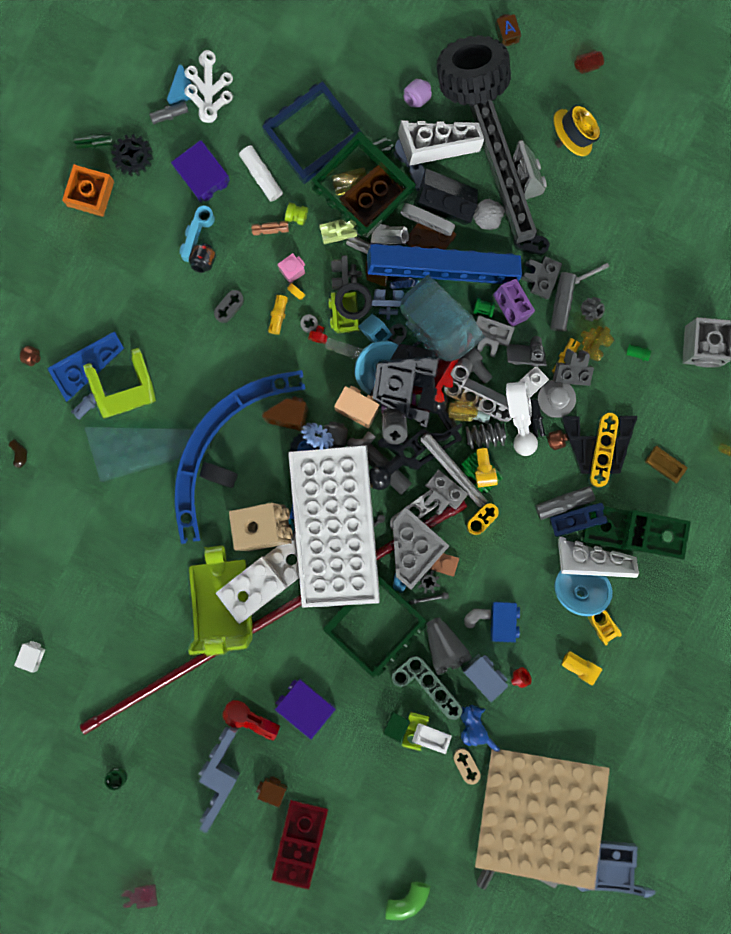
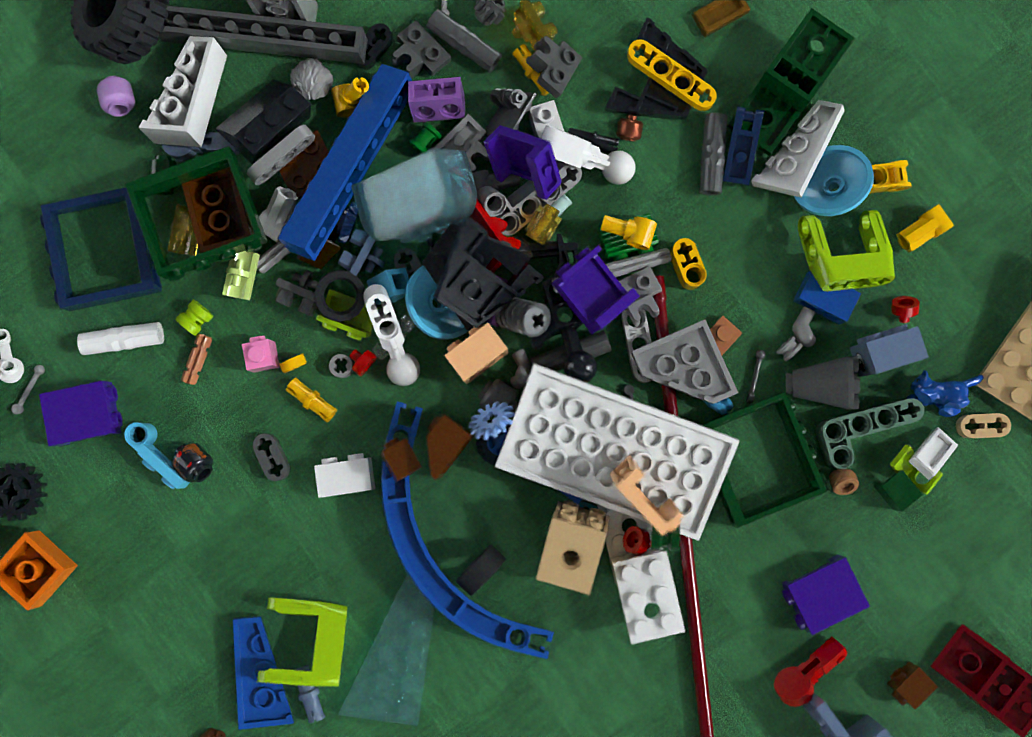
camera: 65 degrees left, 0 degrees up
(185, 130) = (18, 408): none -> light grey hinge
(214, 625) = (672, 664): lime panel -> none
(238, 360) = (344, 476): none -> white brick
(265, 389) = (400, 459): none -> reddish brown brick
(283, 567) = (636, 540): none -> red tile
(294, 583) = (671, 542): none -> dark green wheel
(315, 539) = (625, 478): none -> light nougat panel
(326, 363) = (402, 367): none -> white beam
(385, 688) = (843, 481): none -> medium nougat tile
(430, 586) = (743, 367): dark grey gear -> none
(432, 462) = (593, 290): none -> dark purple panel
(457, 612) = (789, 348): none -> light grey bush
(485, 435) = (585, 211): dark grey piece -> none
(488, 243) = (348, 95): none -> yellow pin
(500, 373) = (523, 156): none -> dark purple panel
(527, 628) = (854, 270): none -> lime connector
(556, 399) = (581, 105): light grey plate -> none

